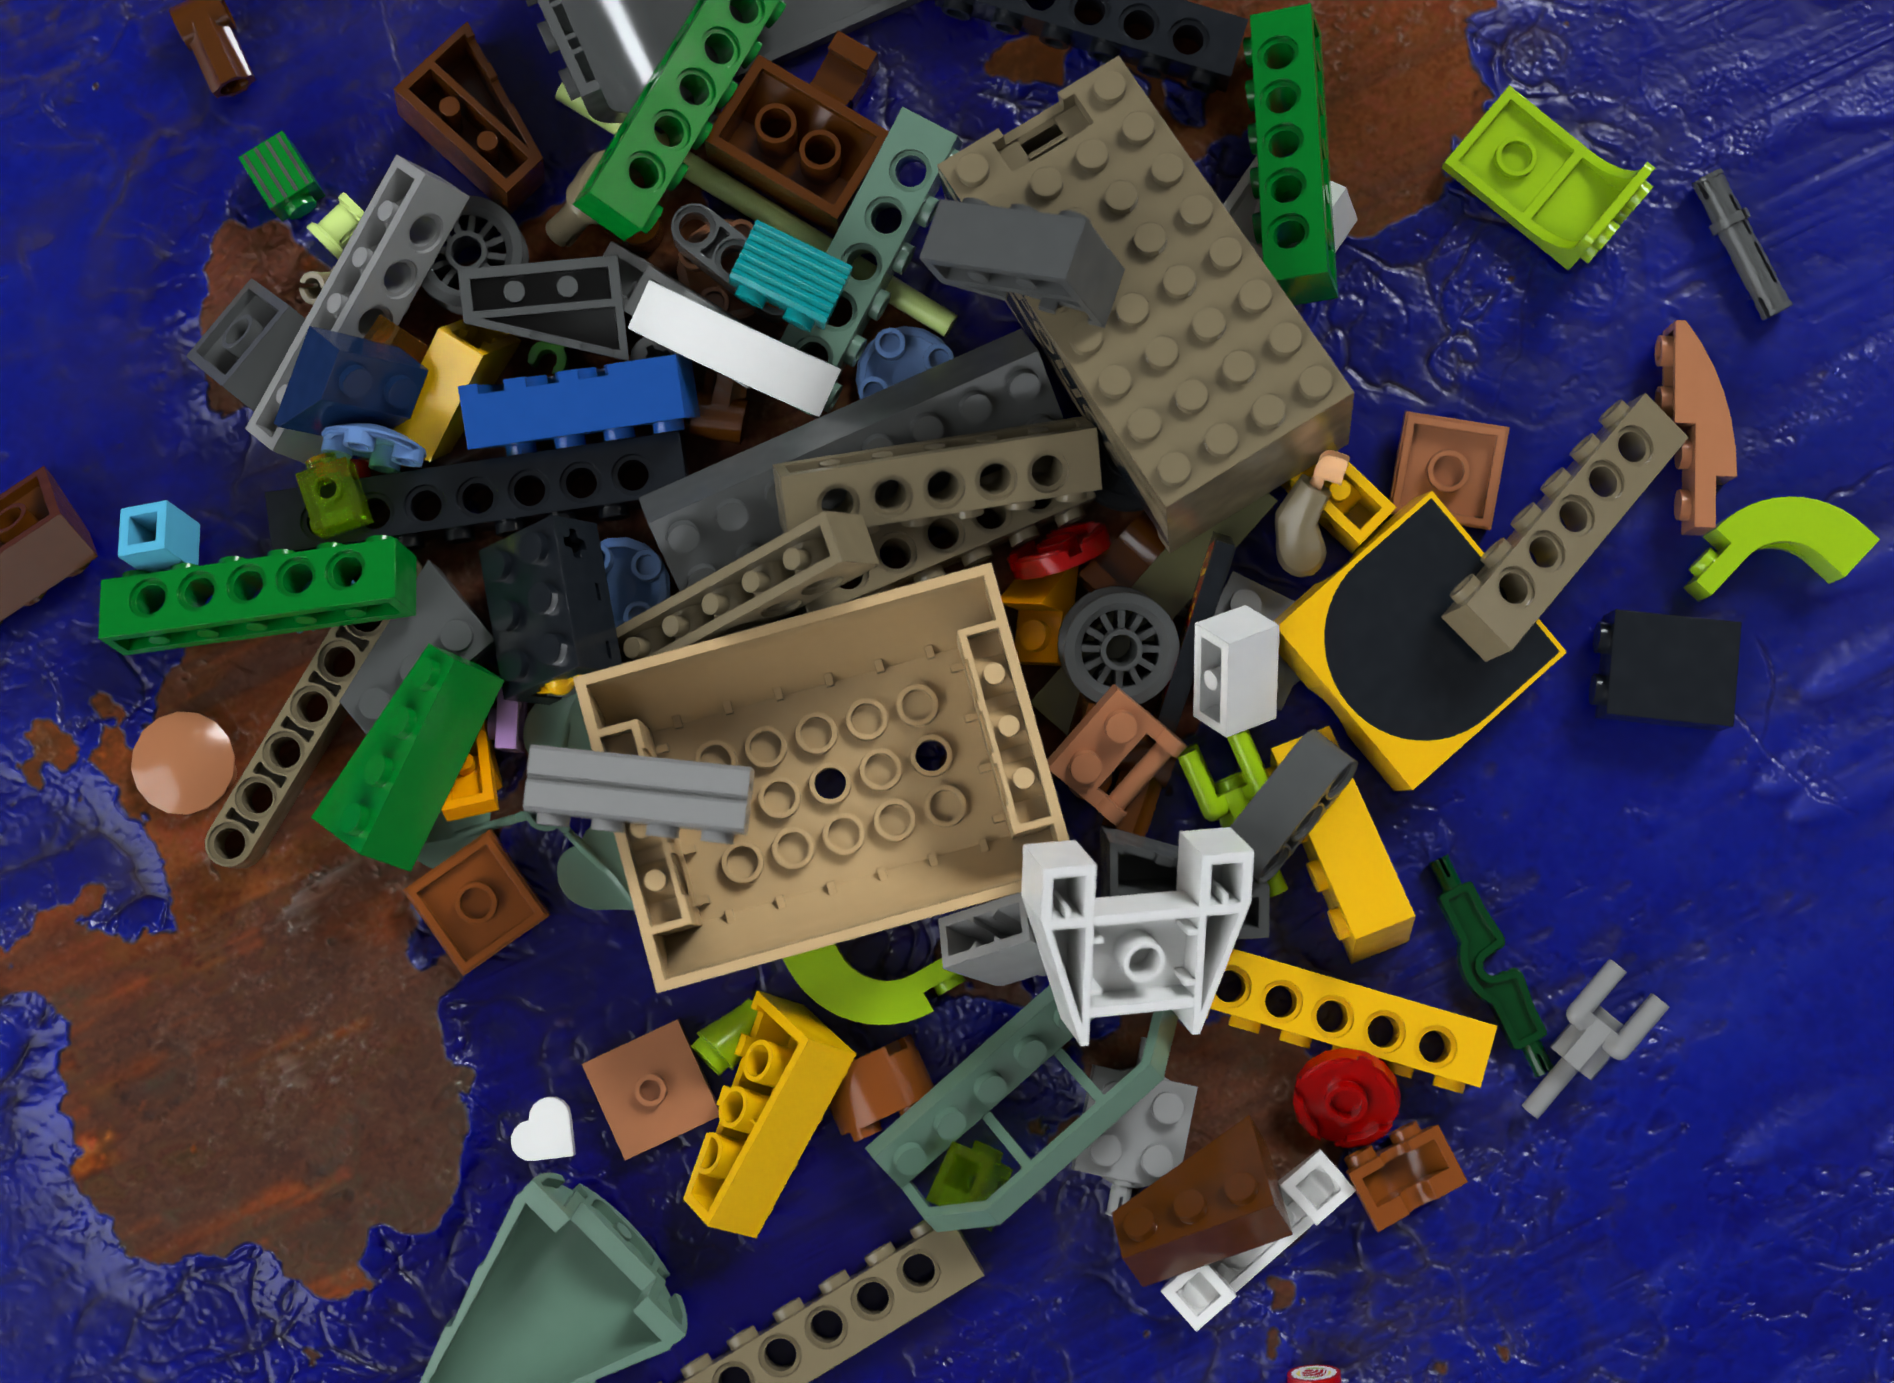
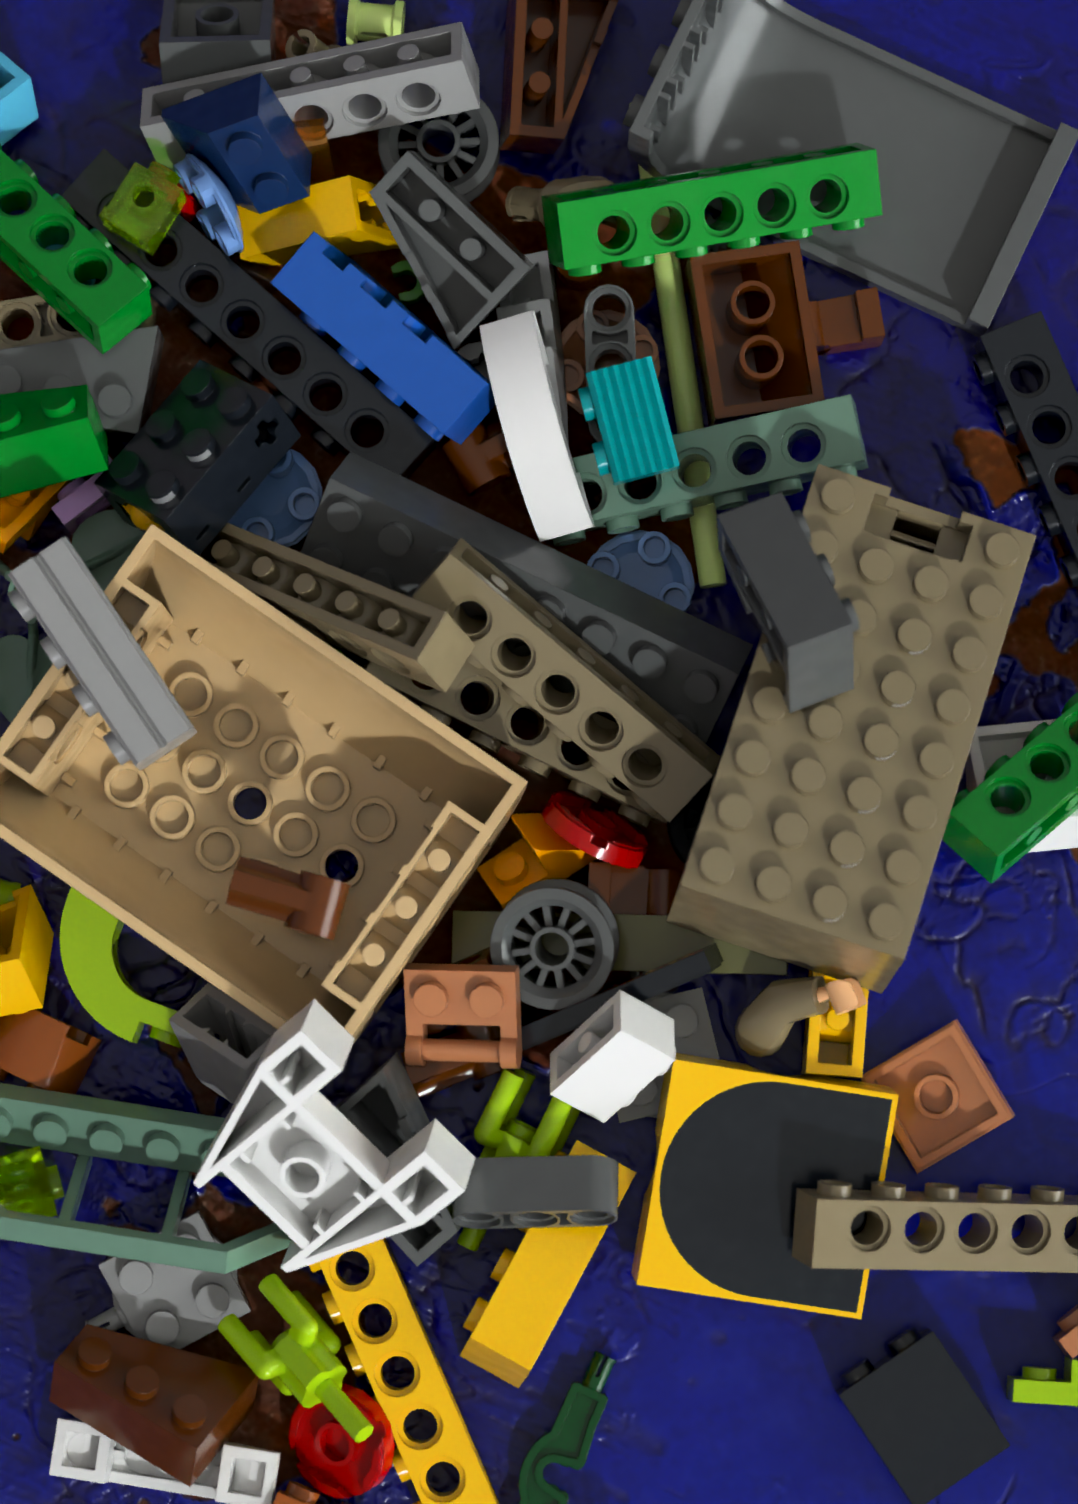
camera: 50 degrees right, 0 degrees up
(942, 796) = (300, 900): none -> reddish brown piece
(1264, 1077) = (300, 1358): none -> lime plant

